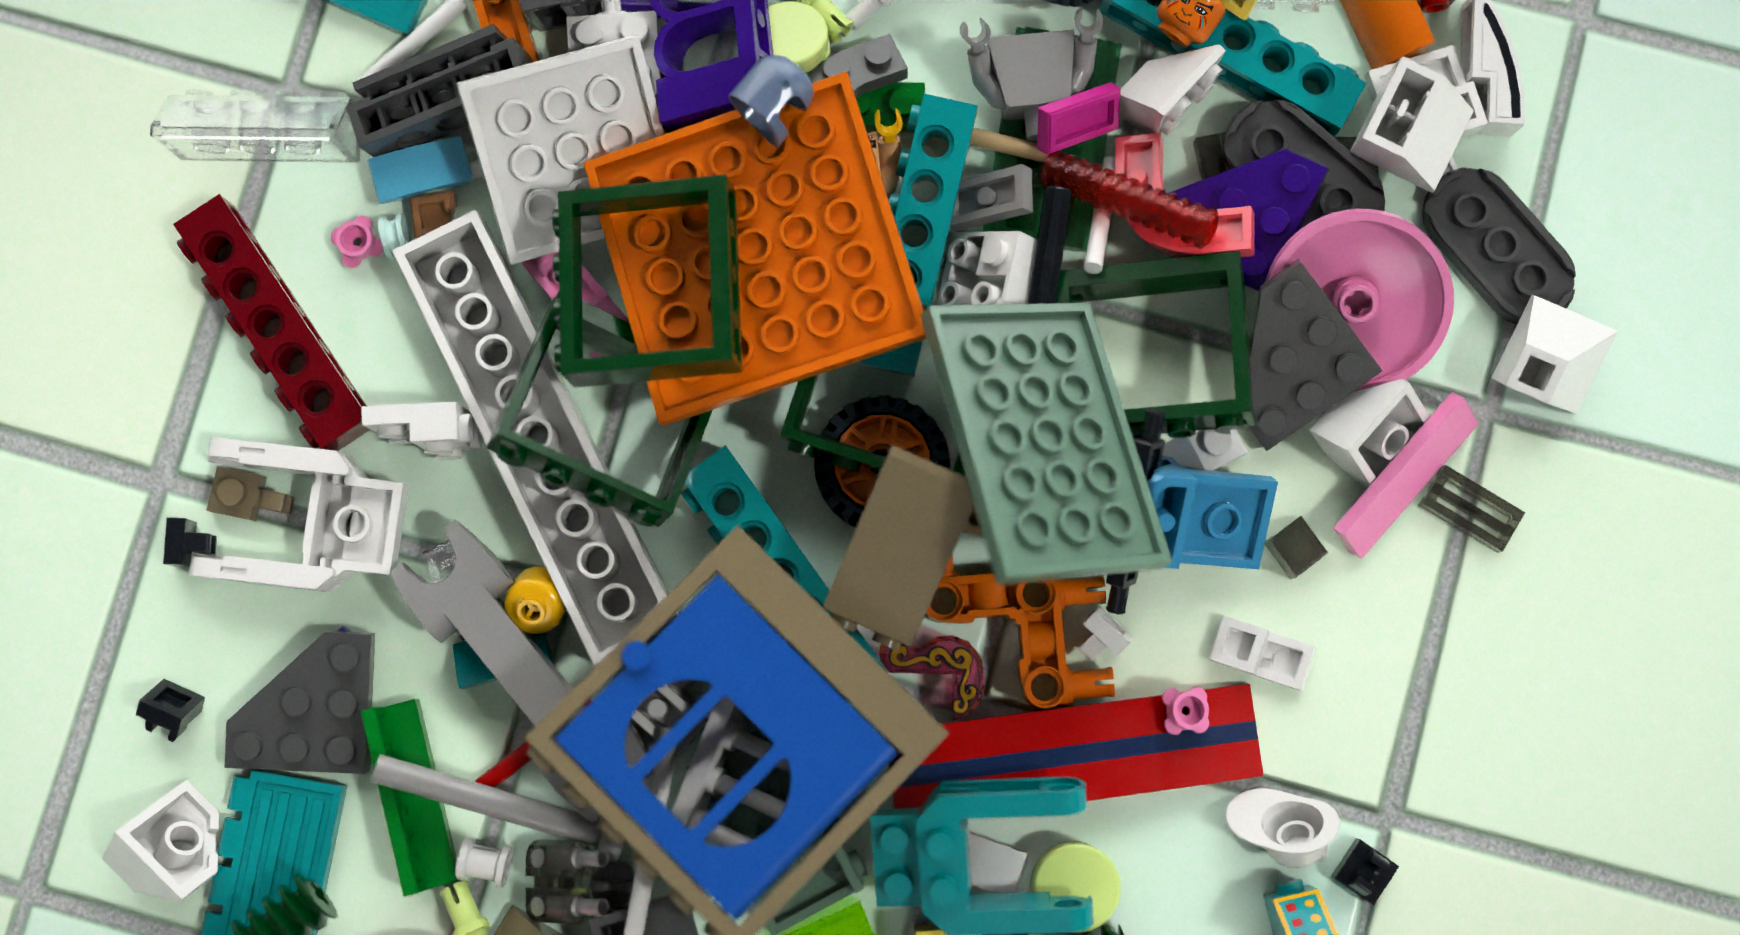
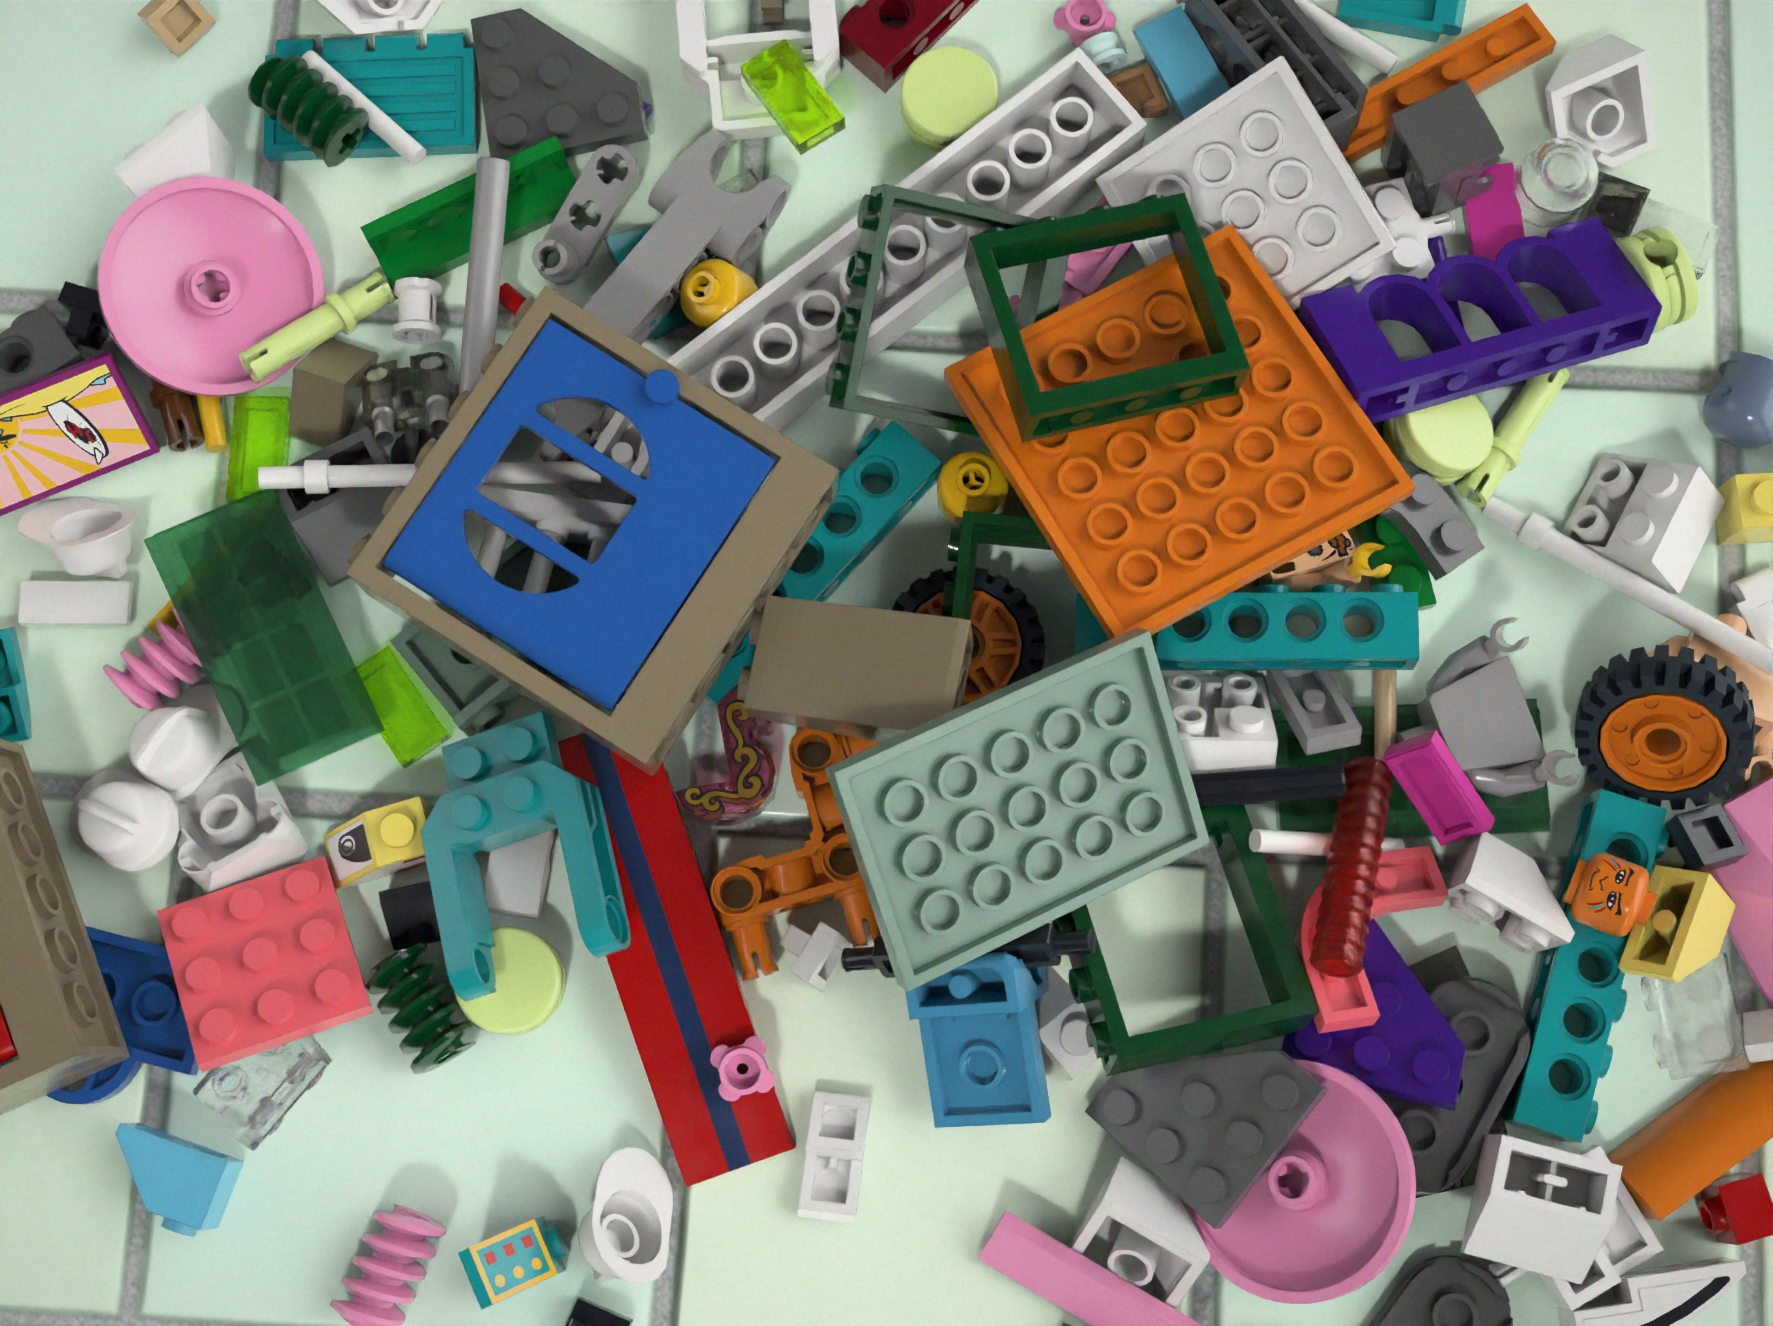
camera: 80 degrees right, 5 degrees down
(303, 864) = (378, 120): none -> white bar
(376, 499) = (793, 97): none -> clear neon green tile
(402, 367) = (946, 95): none -> yellowish green head
(436, 427) = (888, 139): white plate -> none
(453, 718) = (578, 246): none -> light grey beam
(760, 439) = (963, 474): none -> yellow head
(766, 89) = (1367, 395): sand blue helmet -> none
(1295, 547) = (974, 1173): clear smoke slope -> none

